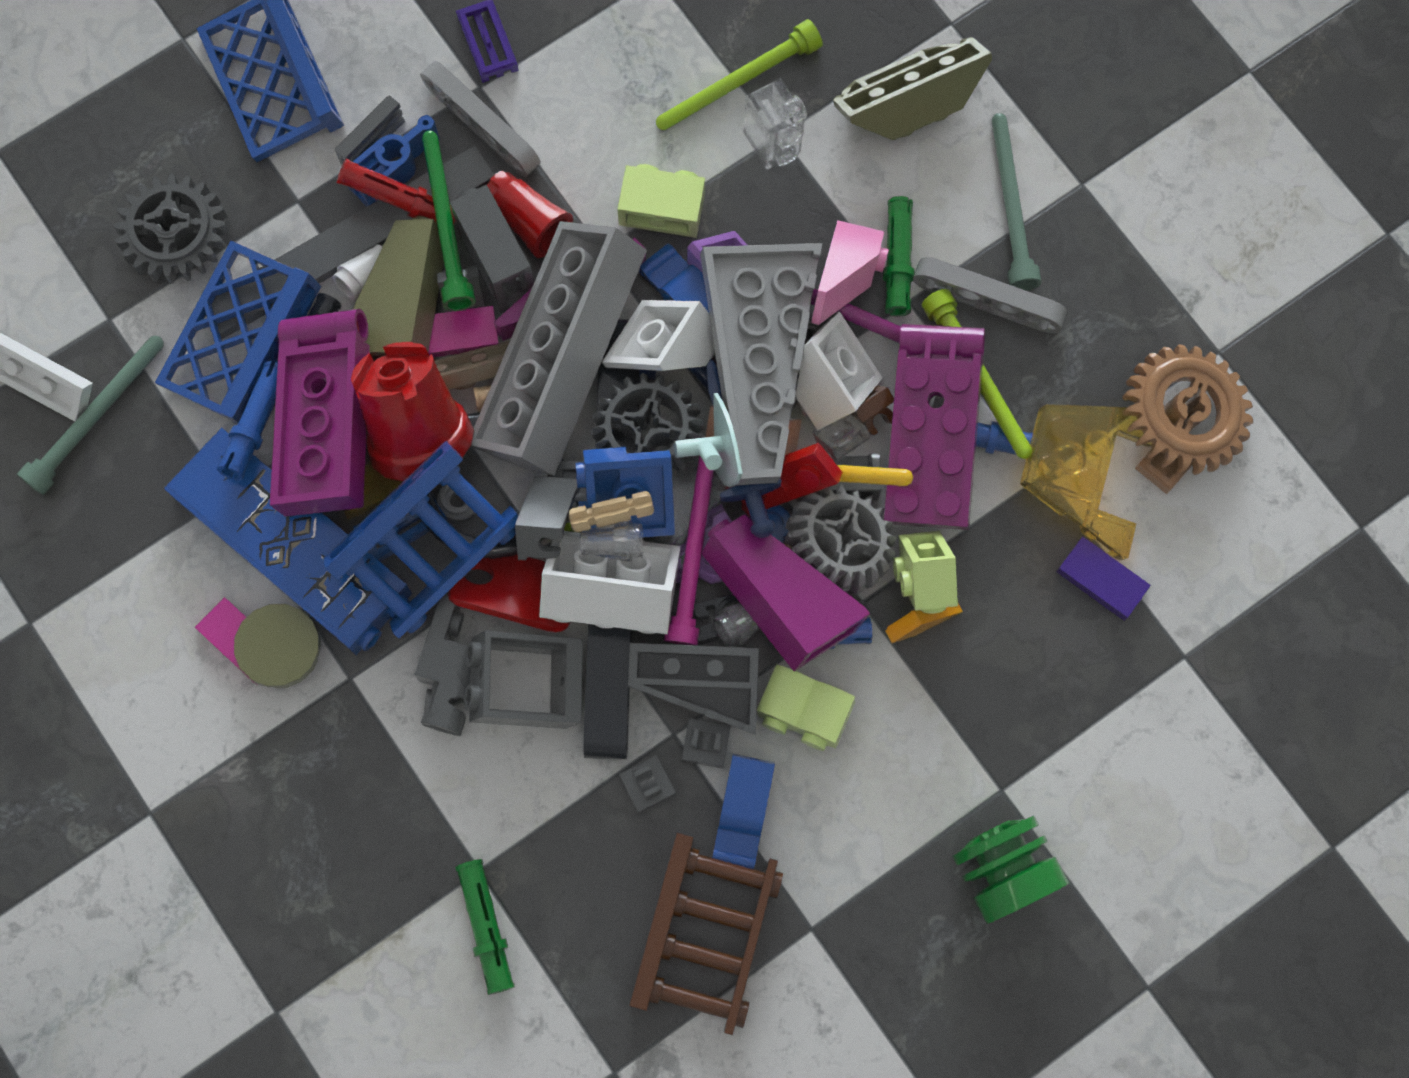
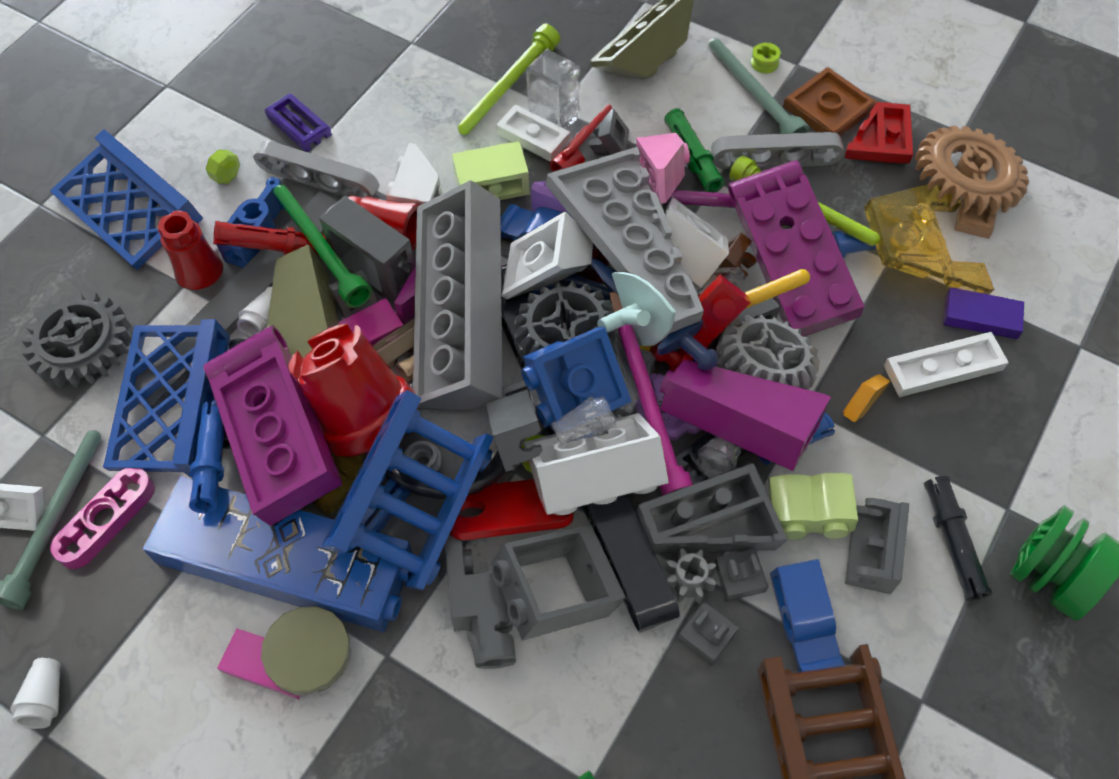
camera: 20 degrees left, 15 degrees down
(34, 585) = (38, 695): none -> white cone
(123, 428) = (103, 534): none -> dark pink beam
(312, 175) = (190, 254): none -> red plant
(380, 122) = (228, 202): dark grey tile -> none
(384, 72) = (222, 166): none -> lime tile
(577, 180) = (415, 179): none -> white slope
(611, 511) = (572, 394): tan axle -> none
(656, 714) = (693, 563): none -> light grey gear
(733, 162) = (533, 132): none -> white plate
(755, 215) = (571, 155): none -> red plant
(818, 200) = (611, 135): none -> dark grey tile
(847, 771) = (878, 546): none -> dark grey hinge
(926, 571) = (855, 351): yellowish green brick -> none
(929, 797) = (957, 538): none -> black pin
(1025, 619) = (945, 364): none -> white plate
(1035, 164) = (762, 64): none -> lime bush
(1086, 255) = (829, 103): none -> dark orange tile
(1121, 323) = (884, 135): none -> red wing

